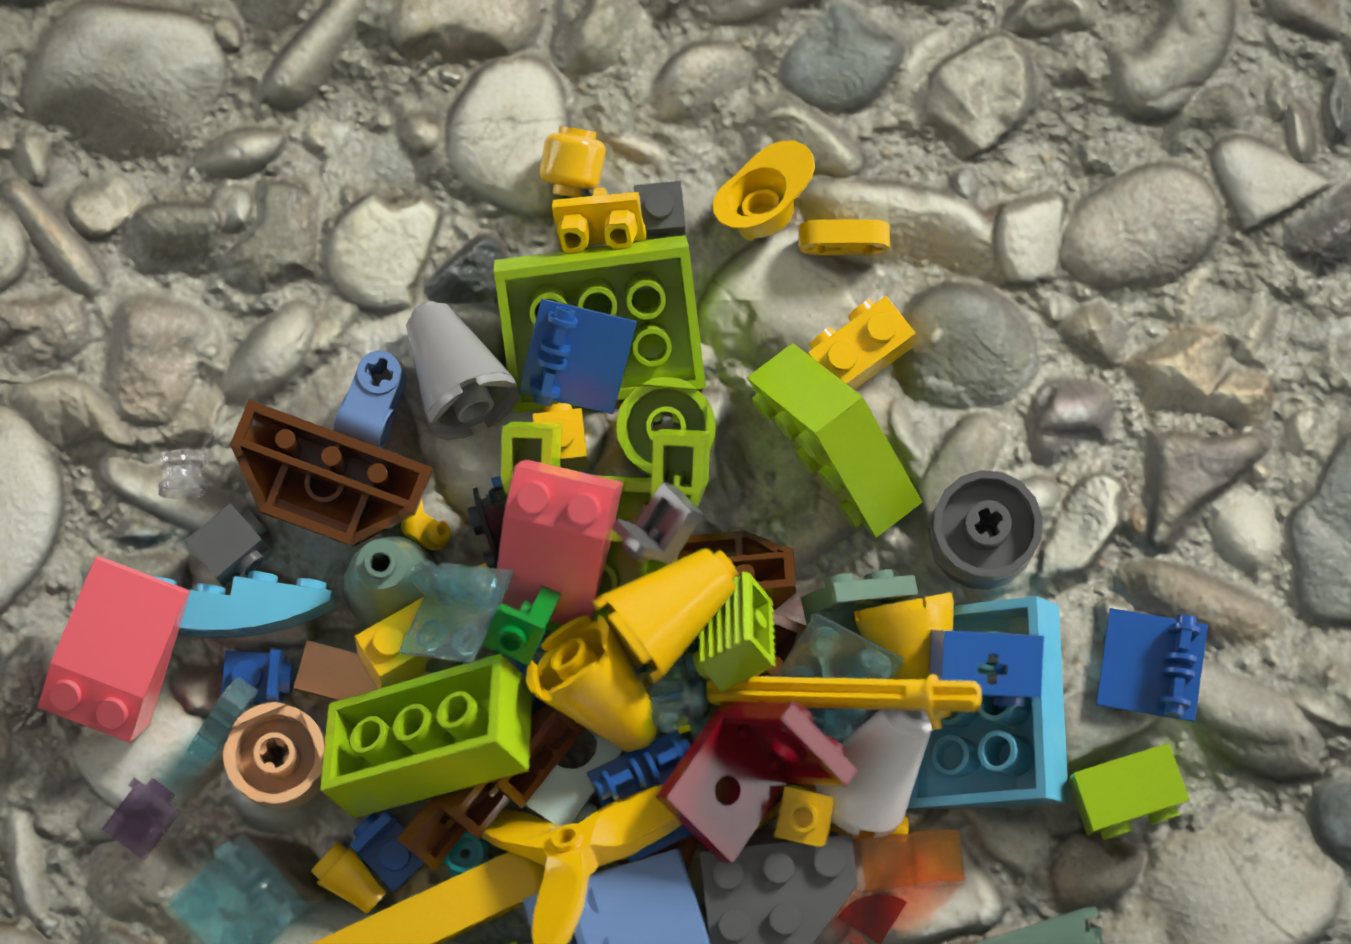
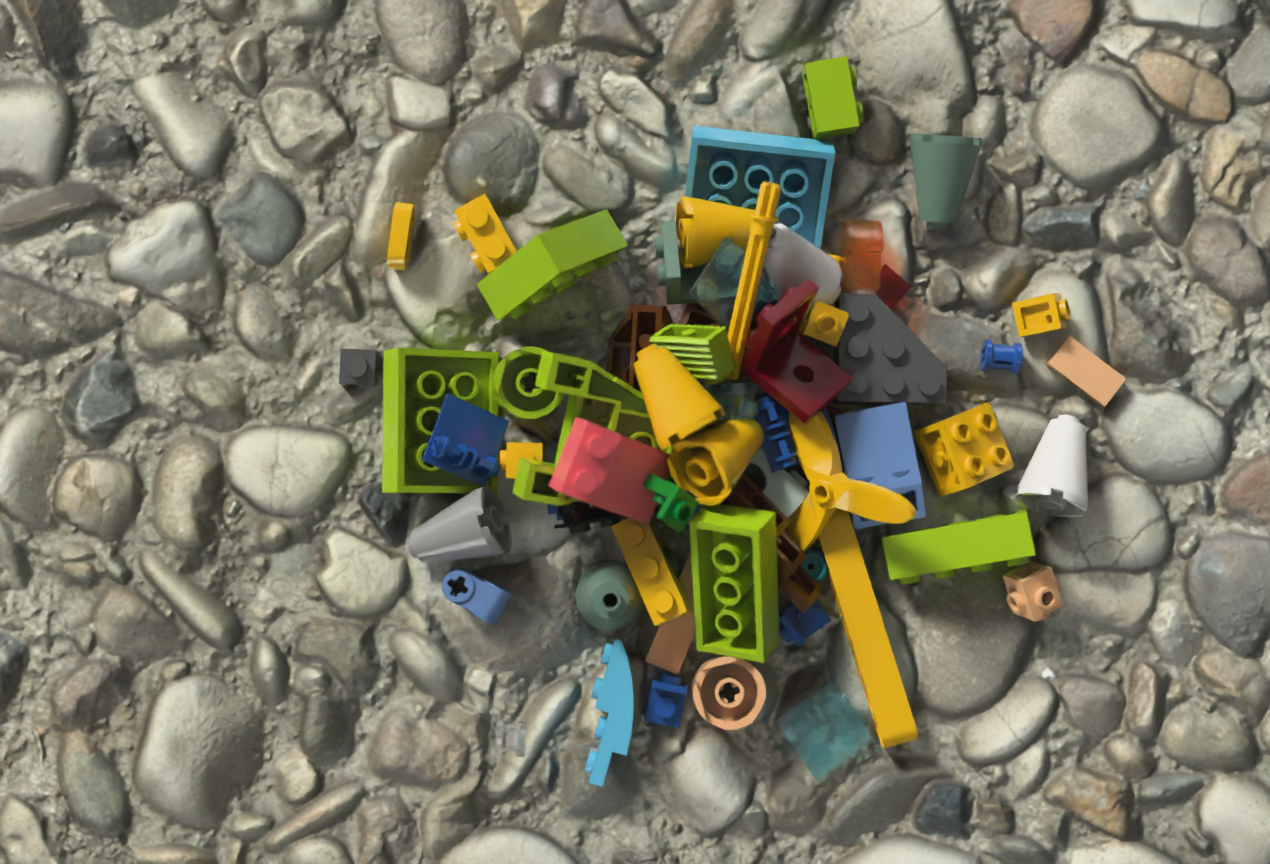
camera: 85 degrees left, 10 degrees up
(115, 650) = (638, 800): coral slope -> none
(143, 817) = (756, 791): clear purple bracket -> none
(219, 723) = (696, 727): clear light blue beam -> none
(229, 544) = (568, 709): dark grey brick -> none
(324, 477) = (531, 634): reddish brown wedge -> none
(348, 877) = (817, 650): yellow cone -> none
(426, 530) = (571, 571): yellow arm -> none
(454, 609) = (650, 550): clear light blue hinge -> none
(572, 161) = (314, 425): yellow head -> none
(599, 220) = (364, 412): yellow hips -> none
(661, 527) = (615, 393): dark grey bracket -> none
(764, 190) = (358, 287): yellow piece -> none
(989, 501) = (637, 147): dark grey wheel -> none
(1014, 656) = (739, 161): blue brick -> none
(1152, 664) = (741, 68): blue hinge -> none

